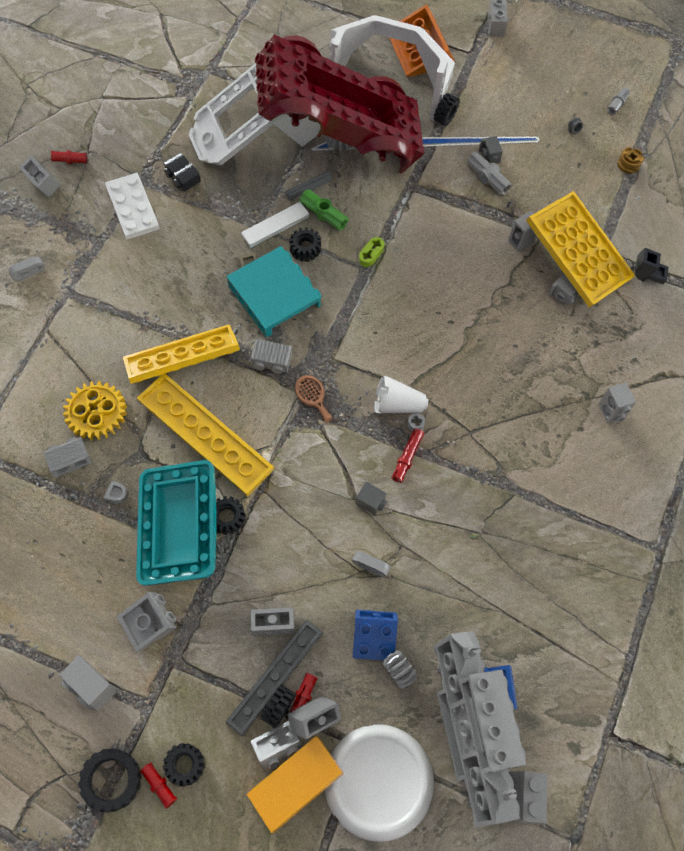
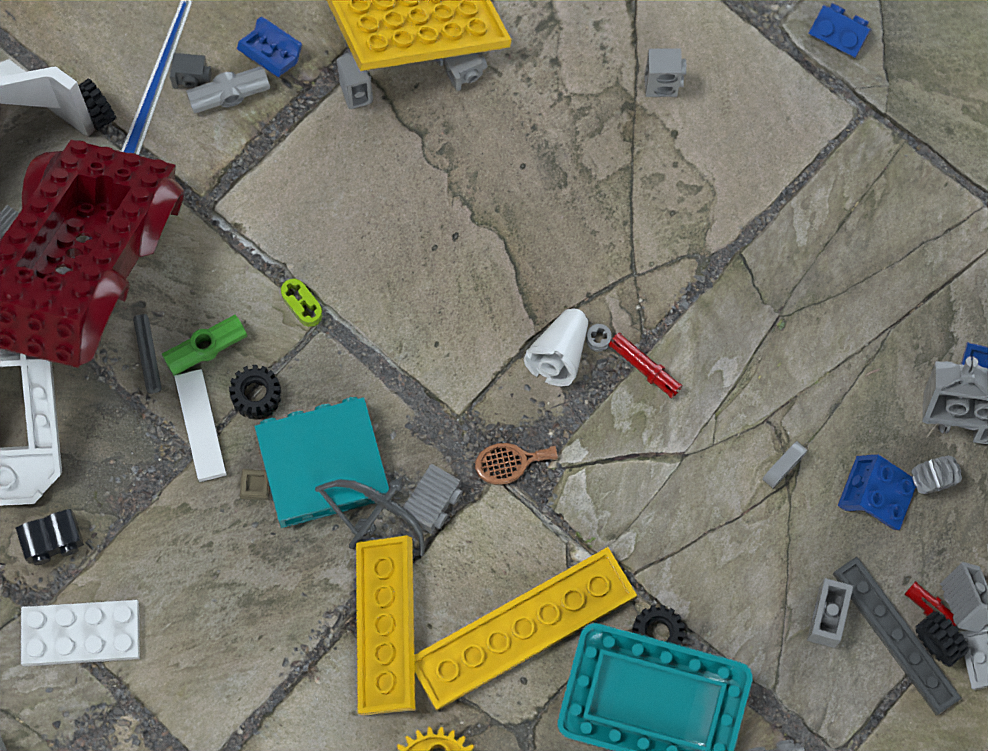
camera: 70 degrees left, 5 degrees up
(255, 324) = (367, 526): none -> dark grey piece
(371, 498) = (694, 433): dark grey brick -> none
(525, 185) = (270, 47): none -> blue bracket

